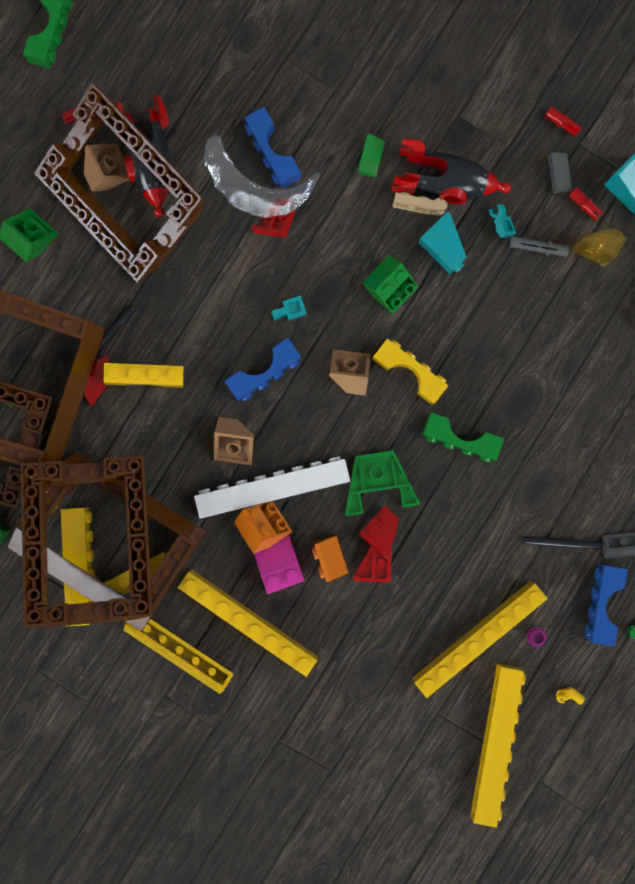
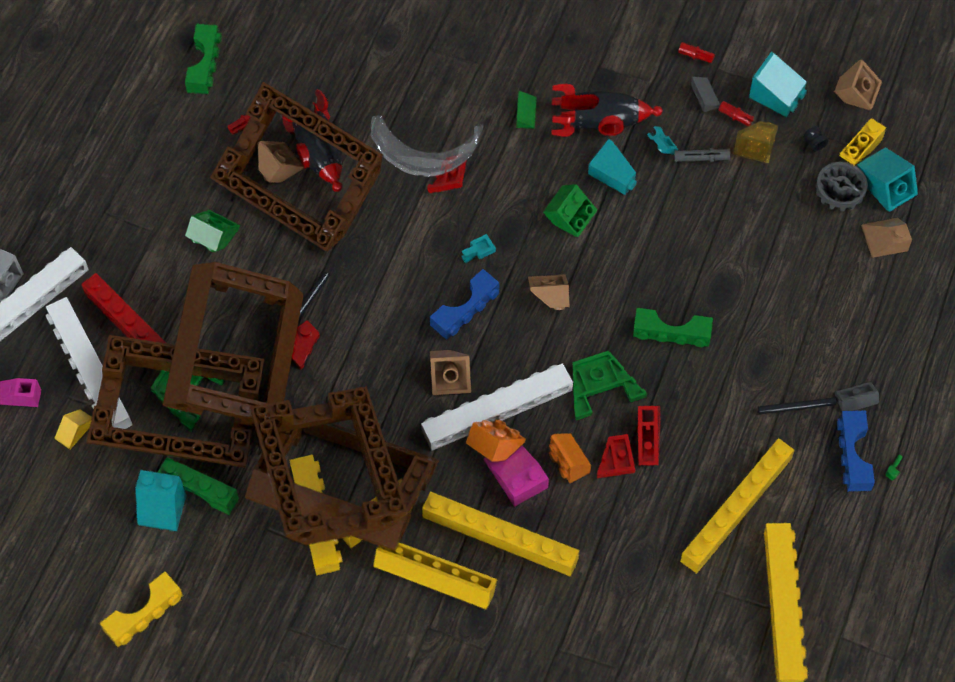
camera: 10 degrees left, 25 degrees down
(143, 375) = (329, 327): yellow arch -> none
(283, 167) = (445, 133): blue arch -> none
(381, 531) = (614, 425): red wing -> none
(392, 356) = (587, 270): yellow arch -> none
(412, 546) = (648, 435): none -> red slope
(419, 204) = (581, 140): tan hinge -> none
(536, 636) = (795, 495): magenta plate -> none
(569, 693) = (845, 543): yellow arm -> none

